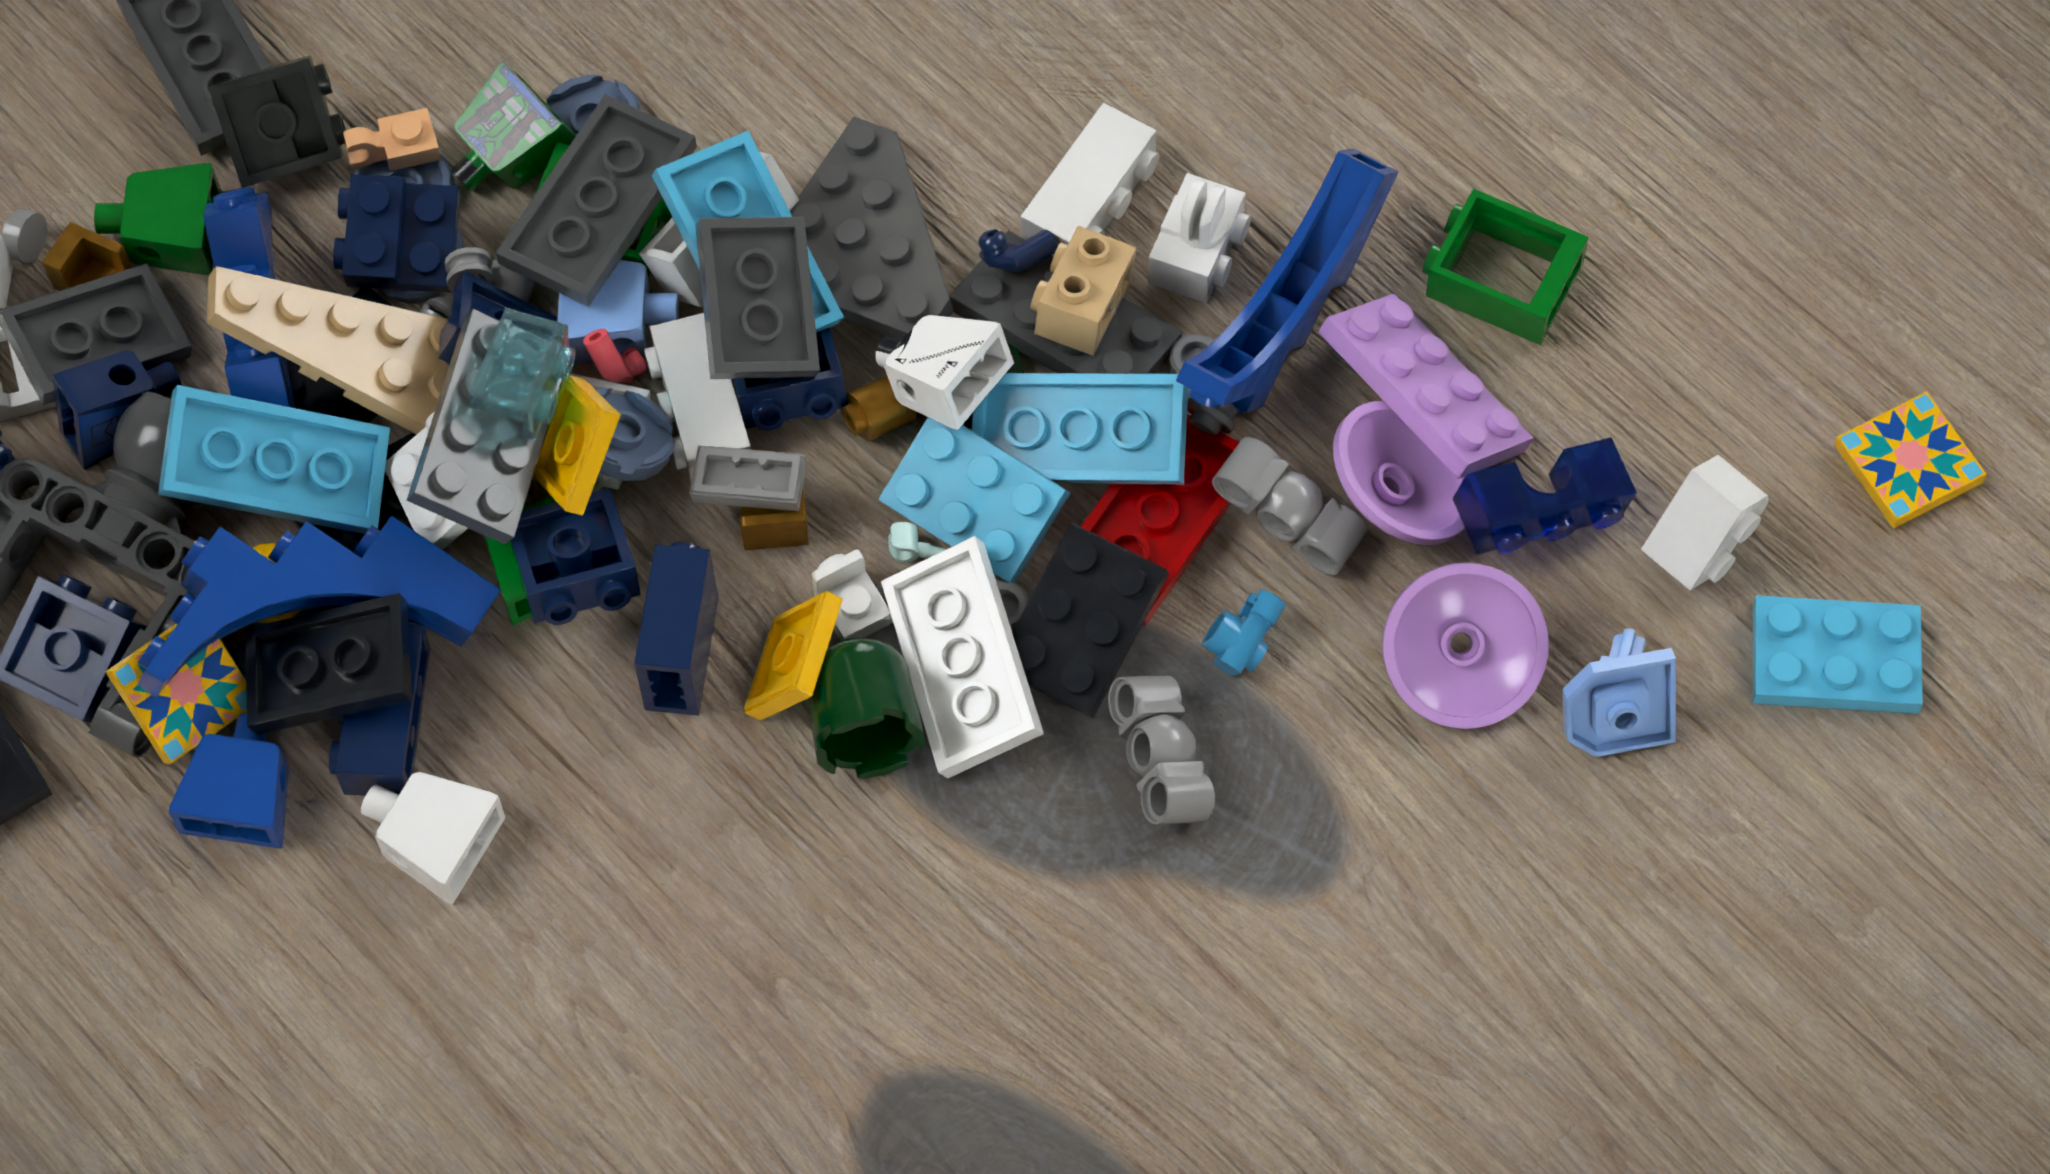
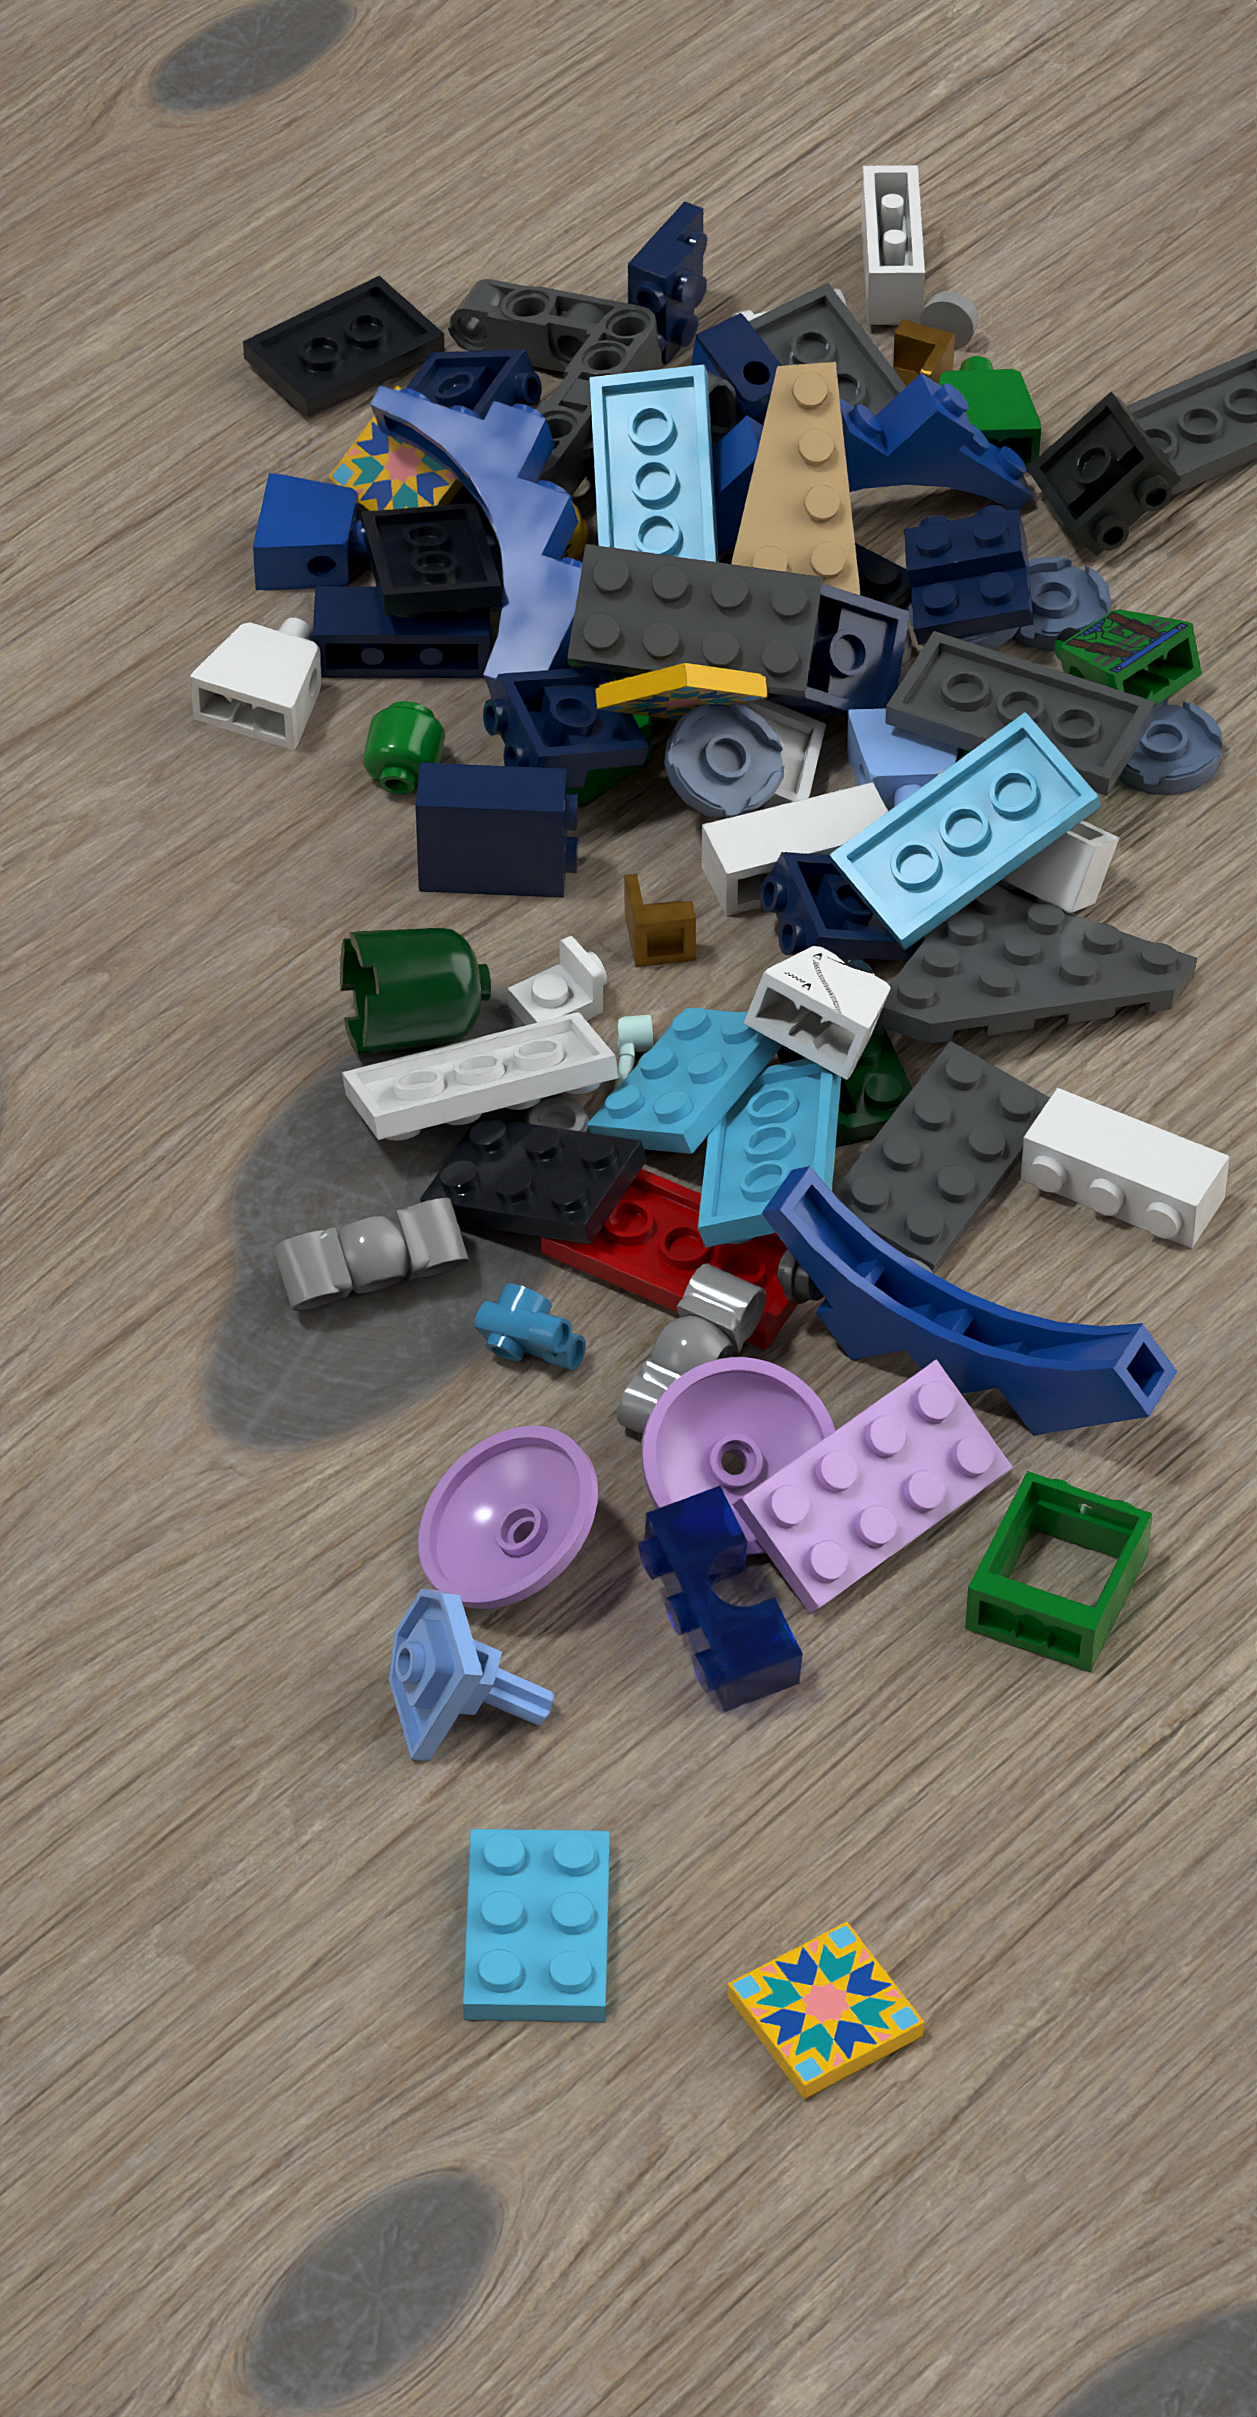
camera: 85 degrees right, 15 degrees down
(401, 140) = (1097, 580): light nougat plate -> none
(471, 260) = (921, 627): light grey bush -> none
(523, 370) = (744, 621): clear light blue bracket -> none
(539, 711) = (399, 742): none -> green head
(608, 360) = (832, 768): coral arm -> none
(748, 478) = (678, 867): light grey plate -> none
(757, 297) = (887, 830): dark grey plate -> none
(792, 656) = (482, 926): yellow tile -> none
(1015, 257) = (1003, 1085): dark blue arm -> none
(1083, 290) = (953, 1140): tan brick -> none
(1198, 238) = (1064, 1263): white brick -> none
(1705, 523) = (691, 1756): white brick -> none

